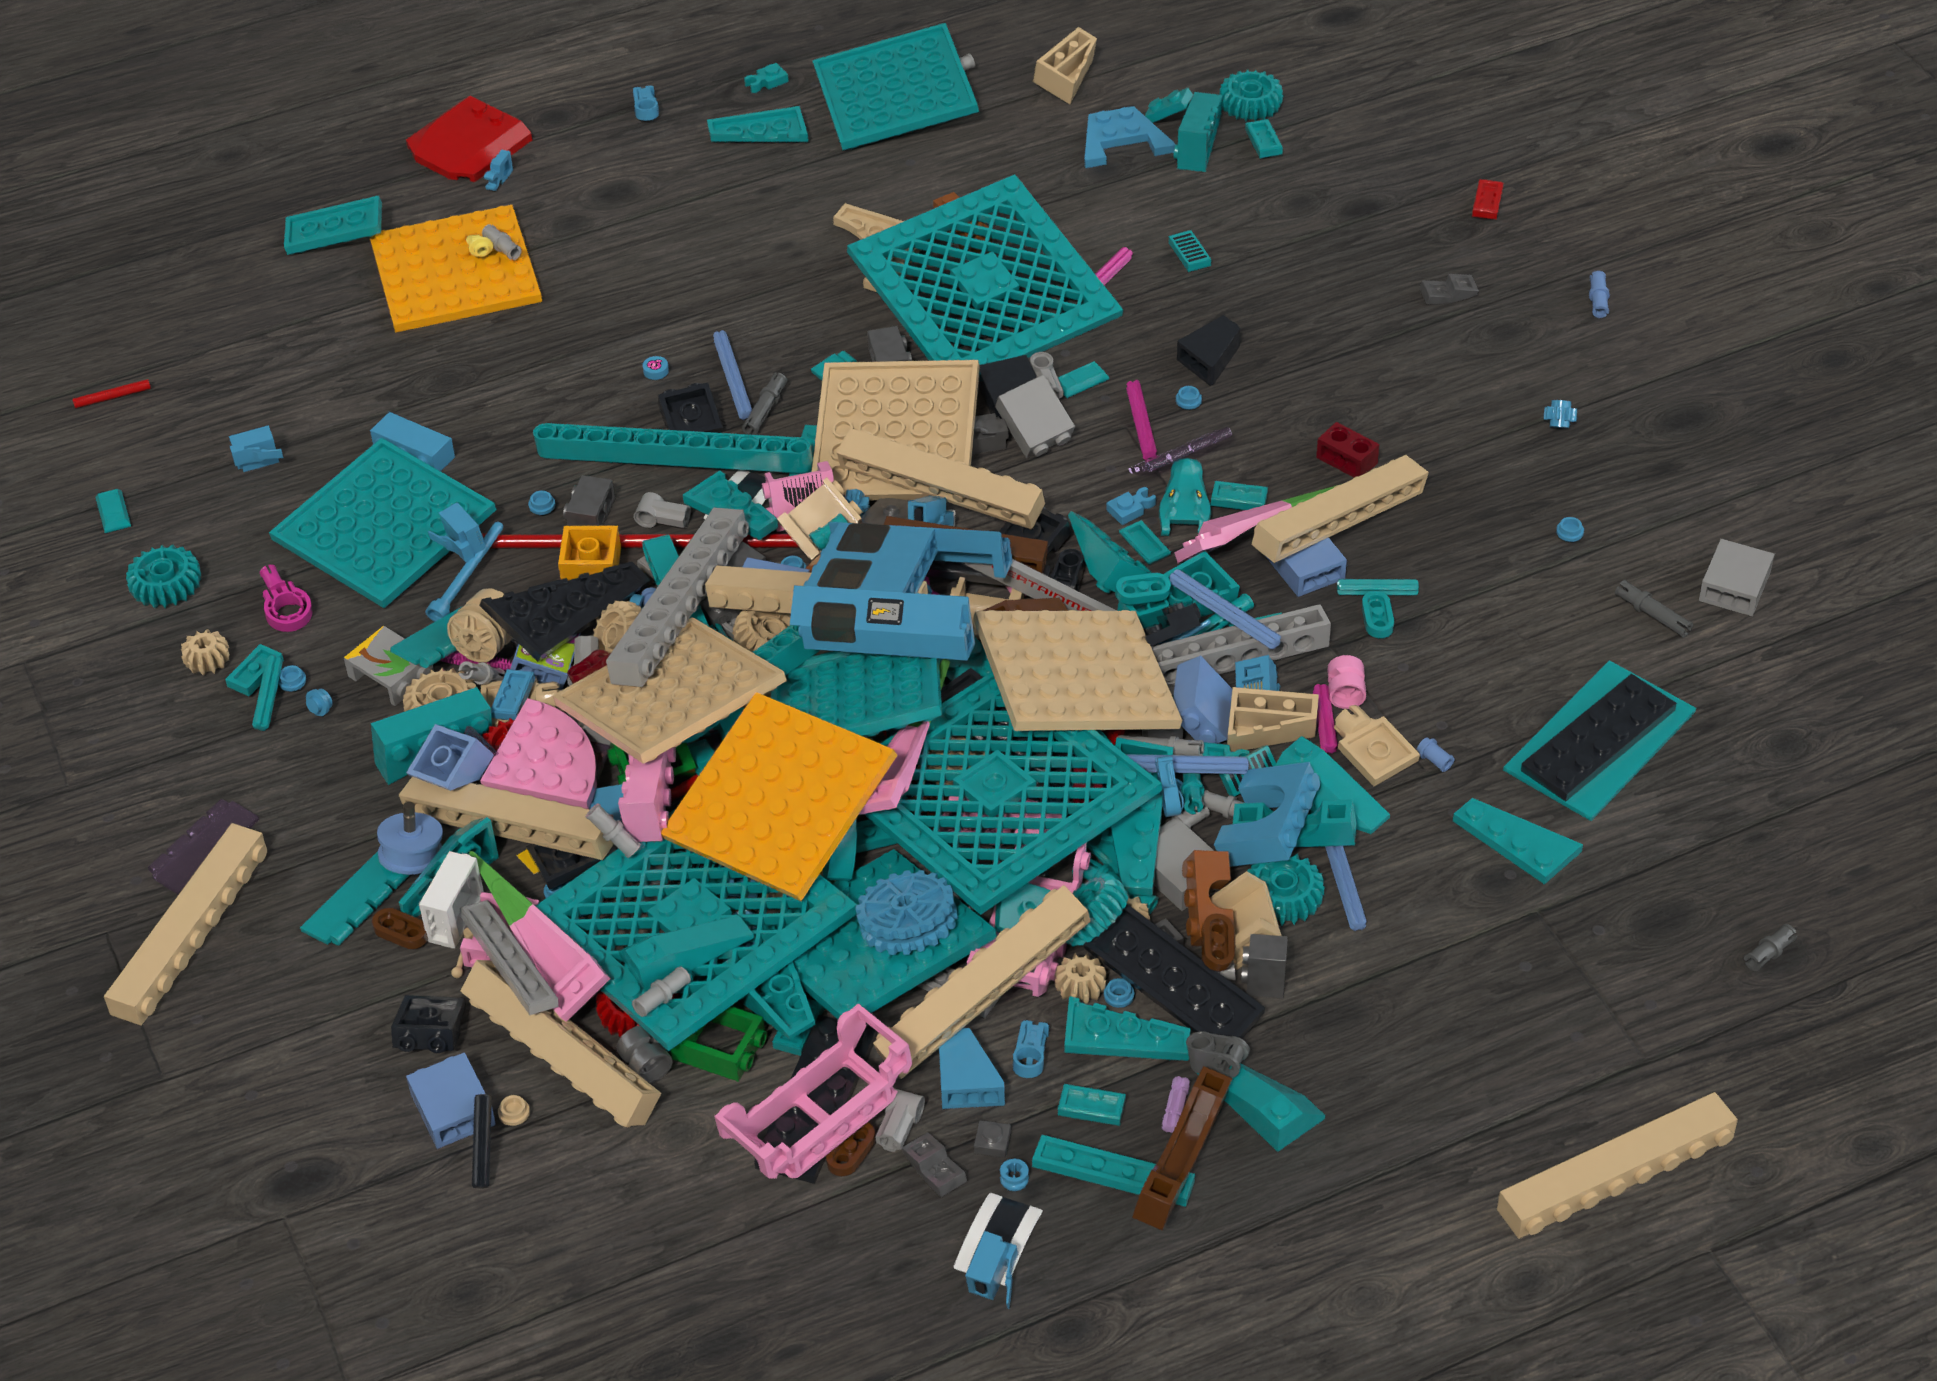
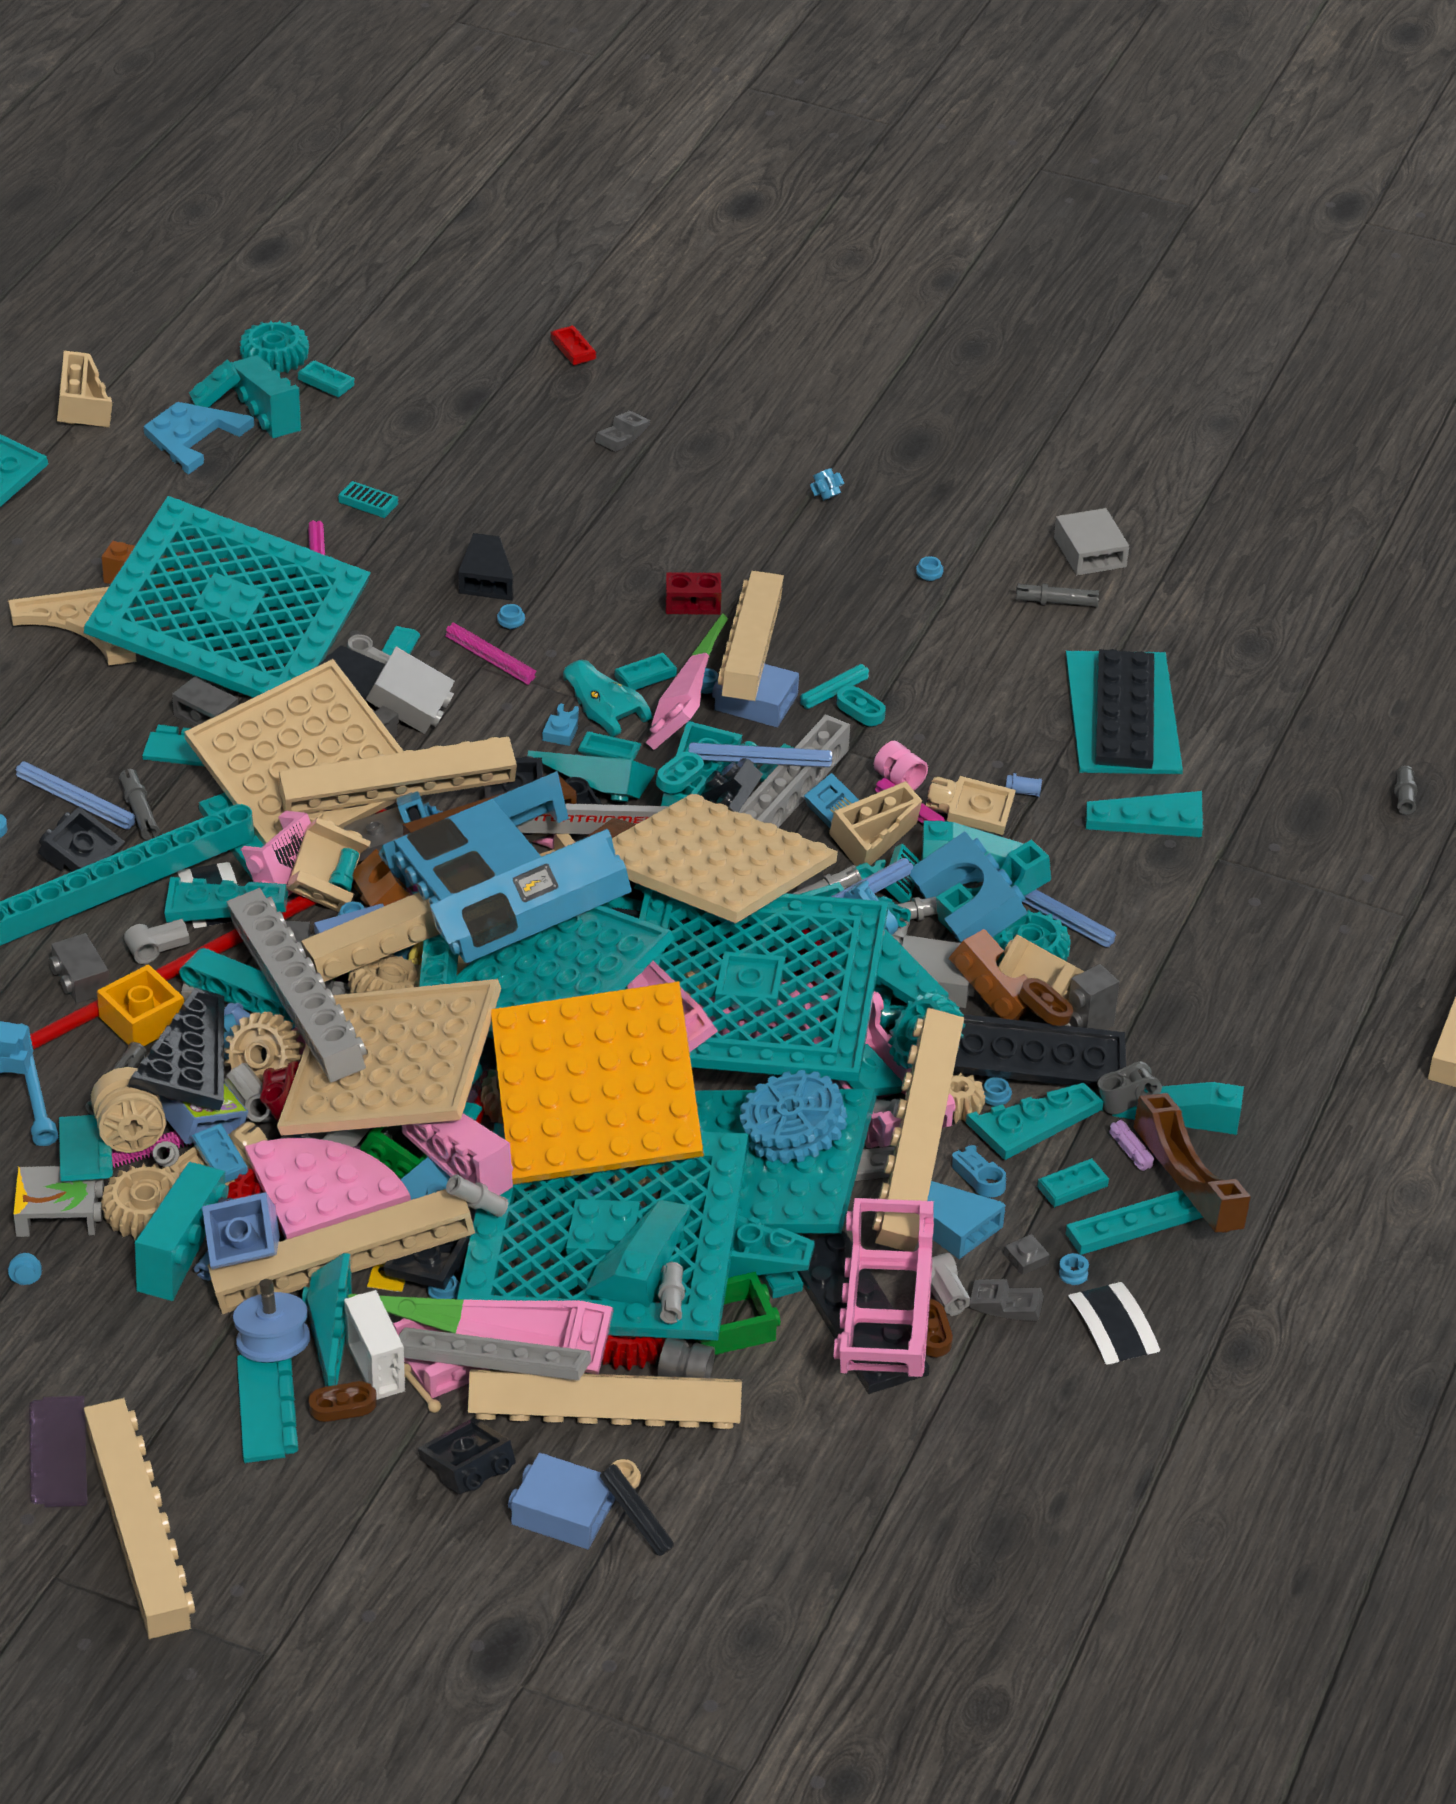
camera: 45 degrees left, 5 degrees down
(541, 503) = (27, 991): dark azure plate -> none
(989, 1267) = (1145, 1340): dark azure piece -> none
(1182, 450) = (559, 659): clear purple windscreen -> none
(1202, 700) = (799, 819): medium blue brick -> none
(1599, 294) = (747, 379): medium blue pin -> none

